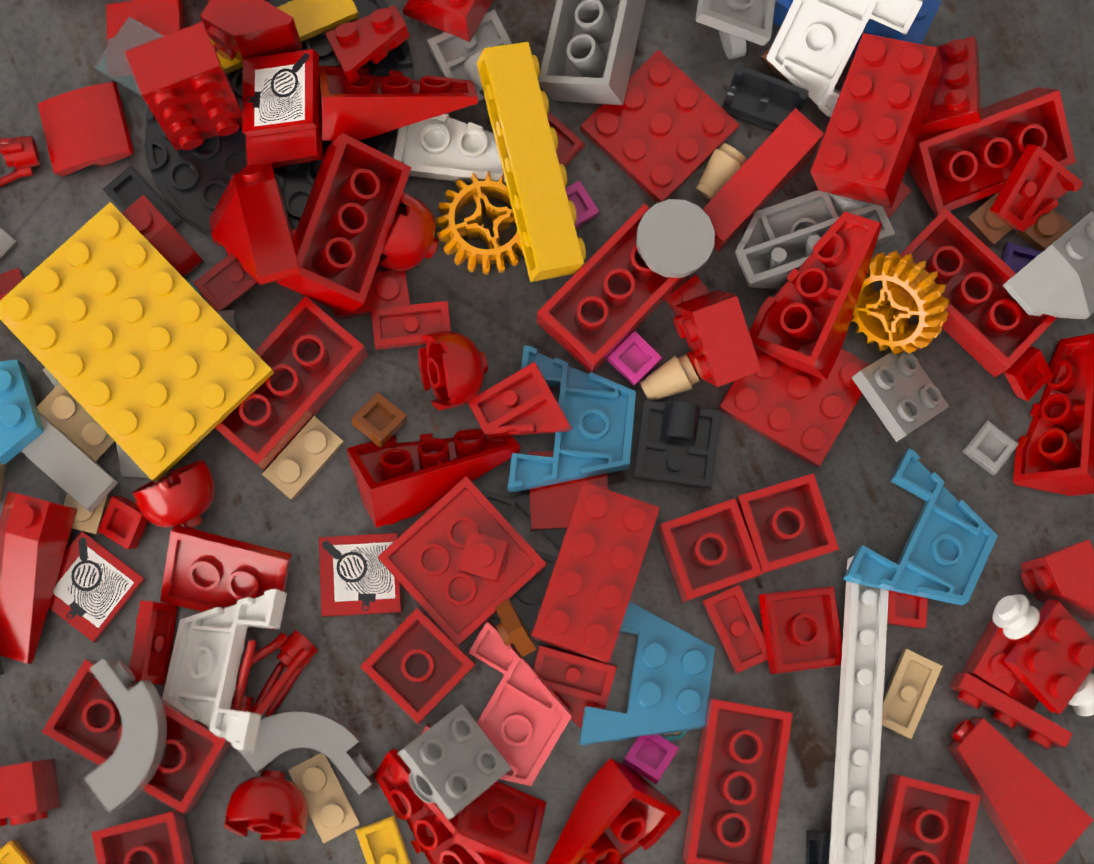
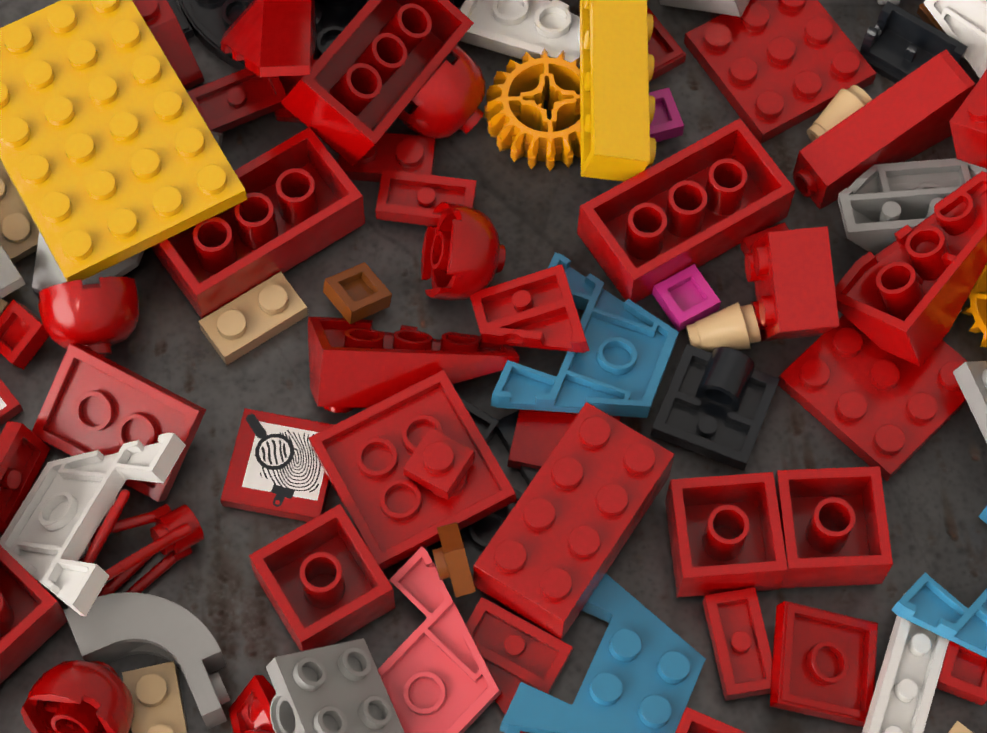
camera: 20 degrees right, 15 degrees down
(675, 238) = (768, 160): light grey tile -> none

